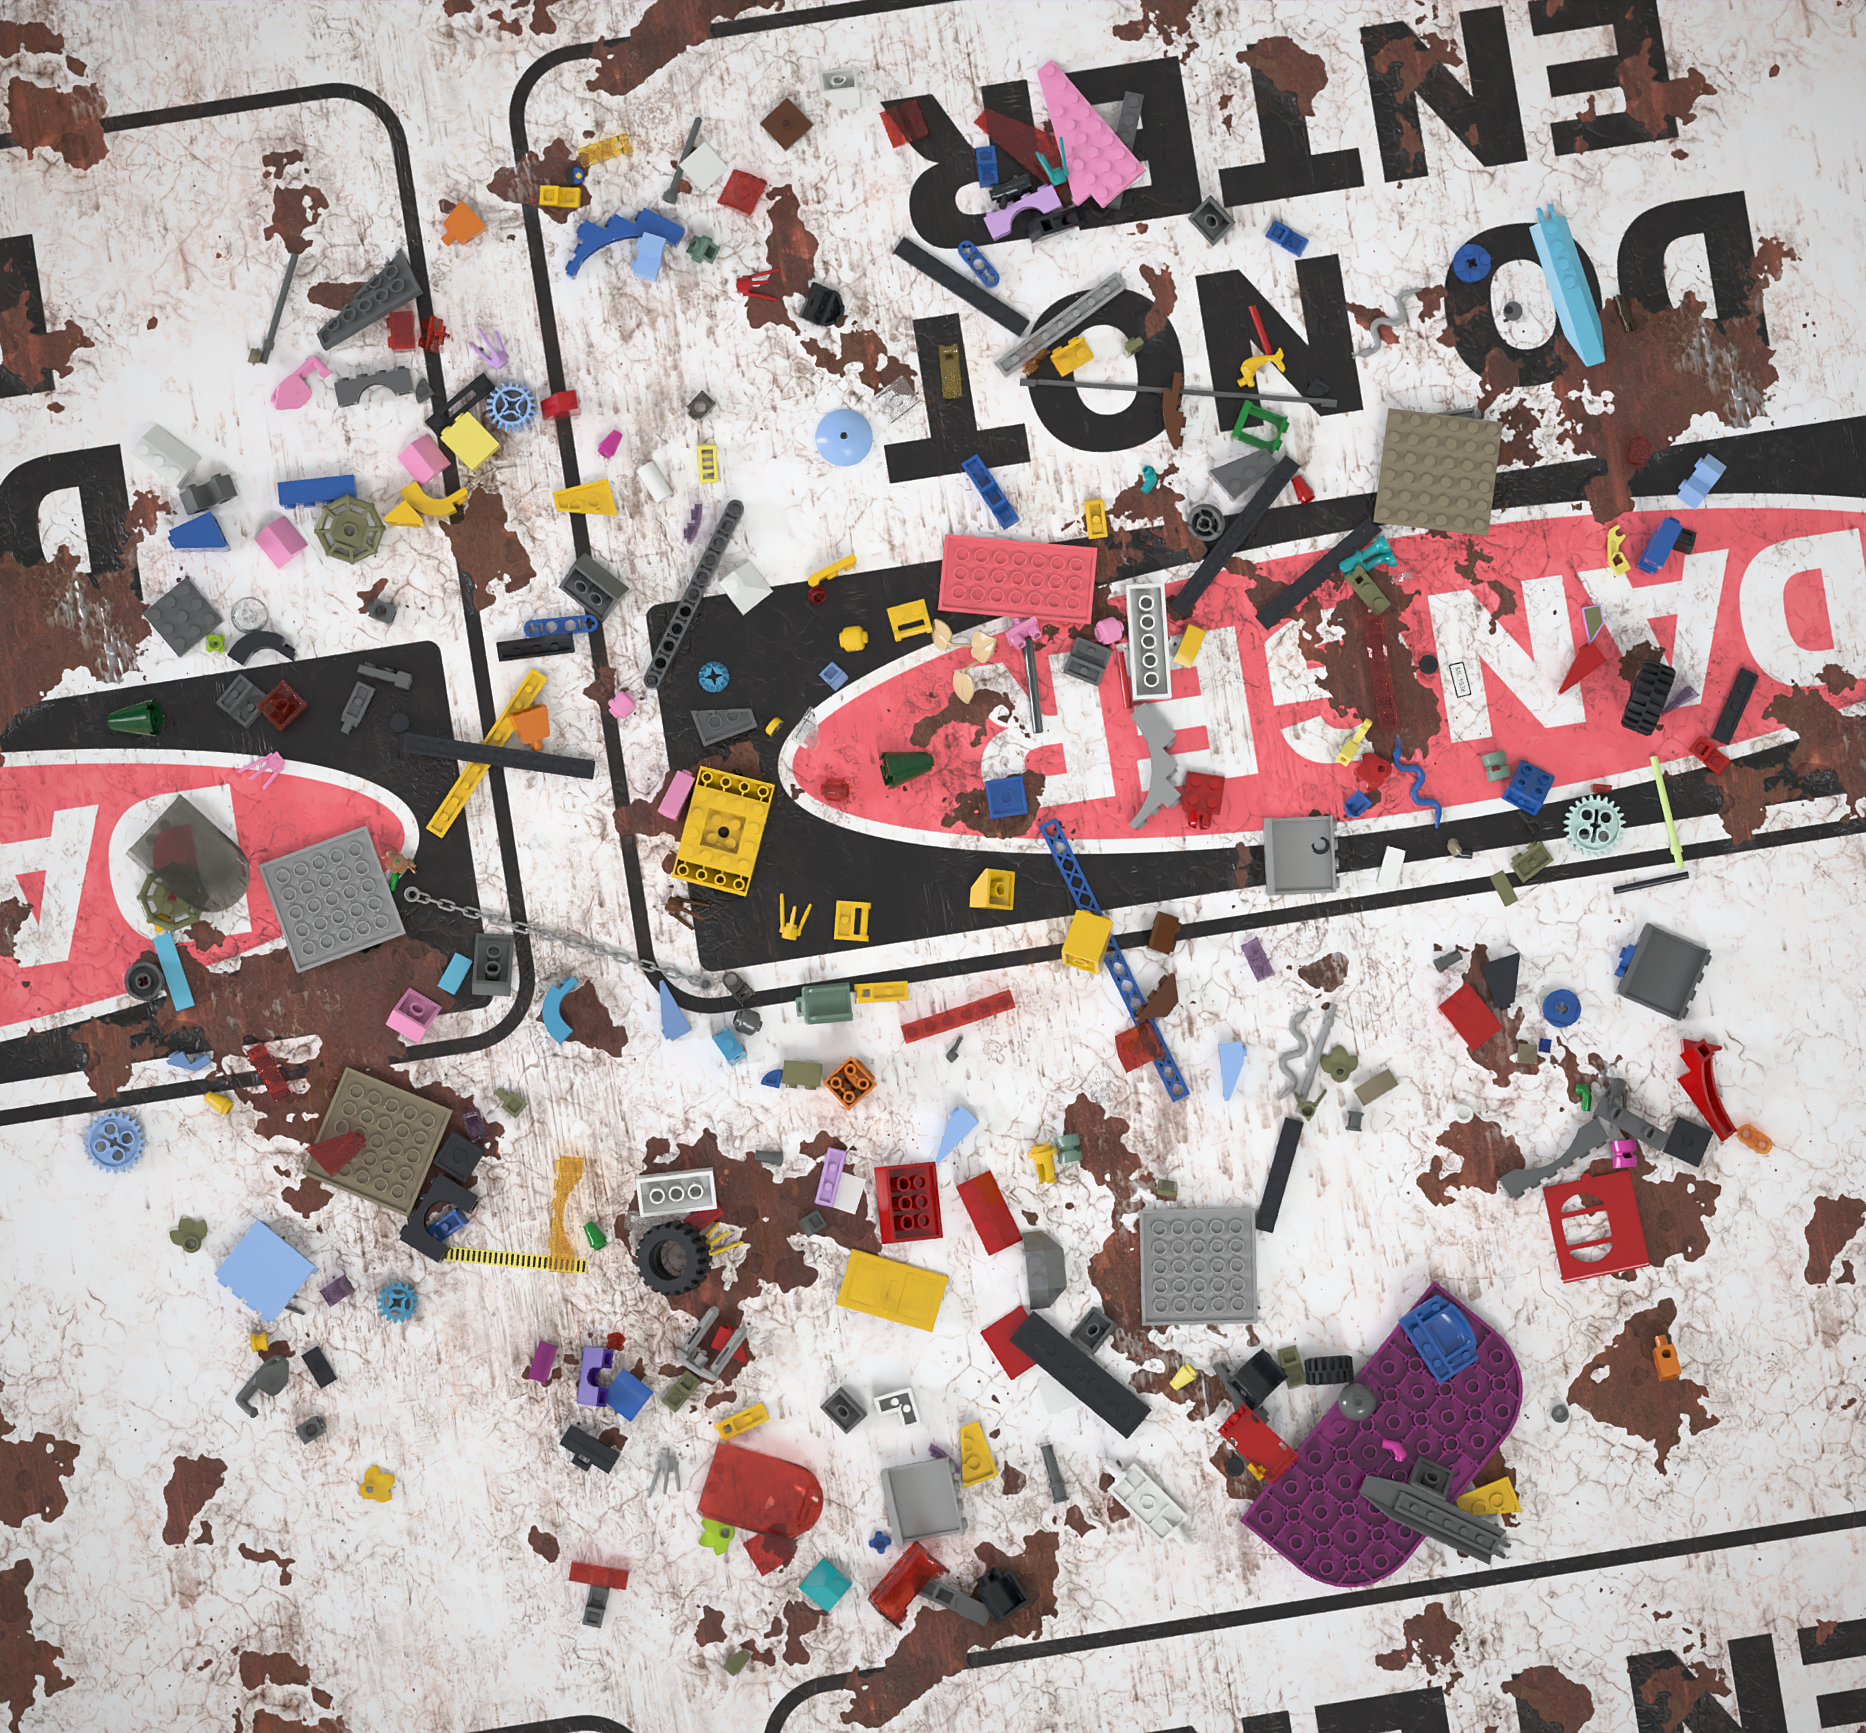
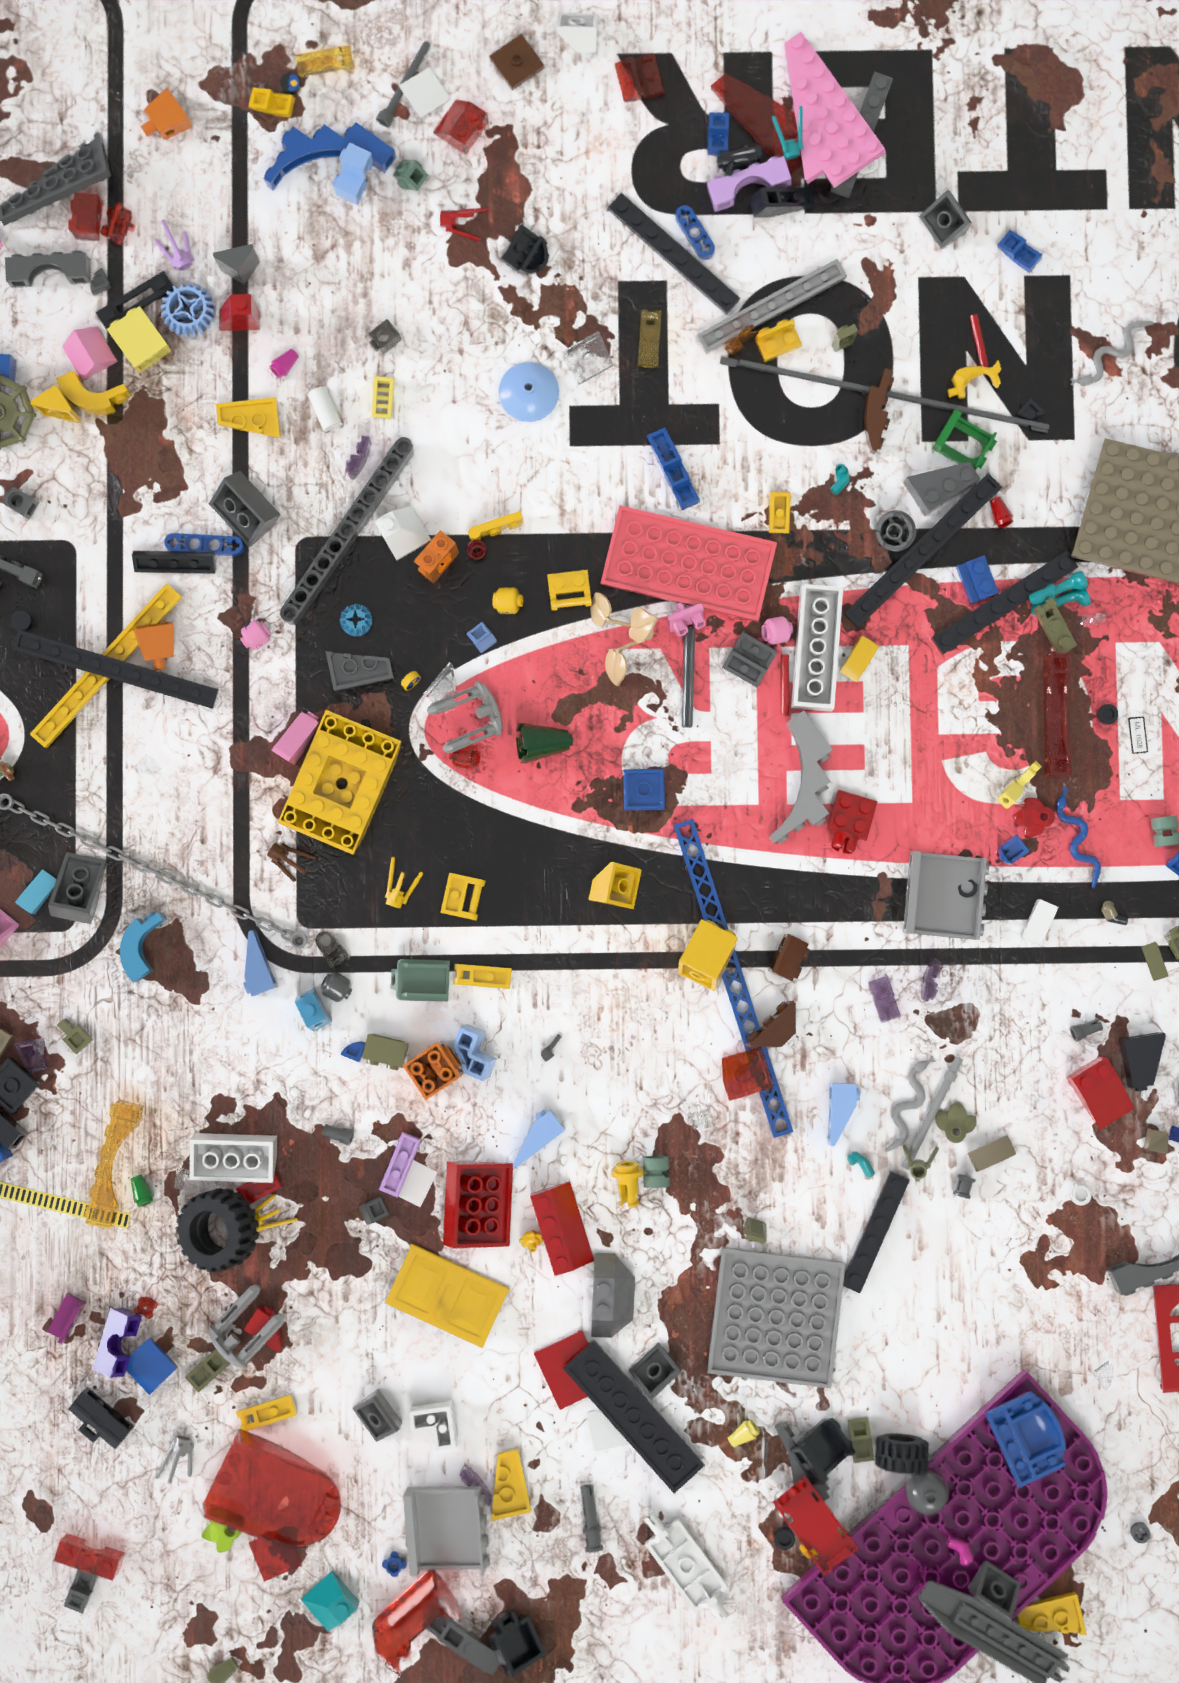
camera: 15 degrees right, 0 degrees up
(553, 357) = (238, 262): none -> dark grey slope
(782, 608) = (438, 551): none -> orange panel
(851, 742) = (489, 708): none -> light grey piece
(877, 1058) = (467, 1047): none -> light blue brick
(958, 1017) = (558, 1014): clear red arch -> none
(962, 1228) = (531, 1240): none -> yellow plant
(1258, 1112) = (864, 1163): none -> teal arm
(1289, 555) = (977, 579): none -> blue plate
(1296, 941) = (928, 987): none -> clear purple slope

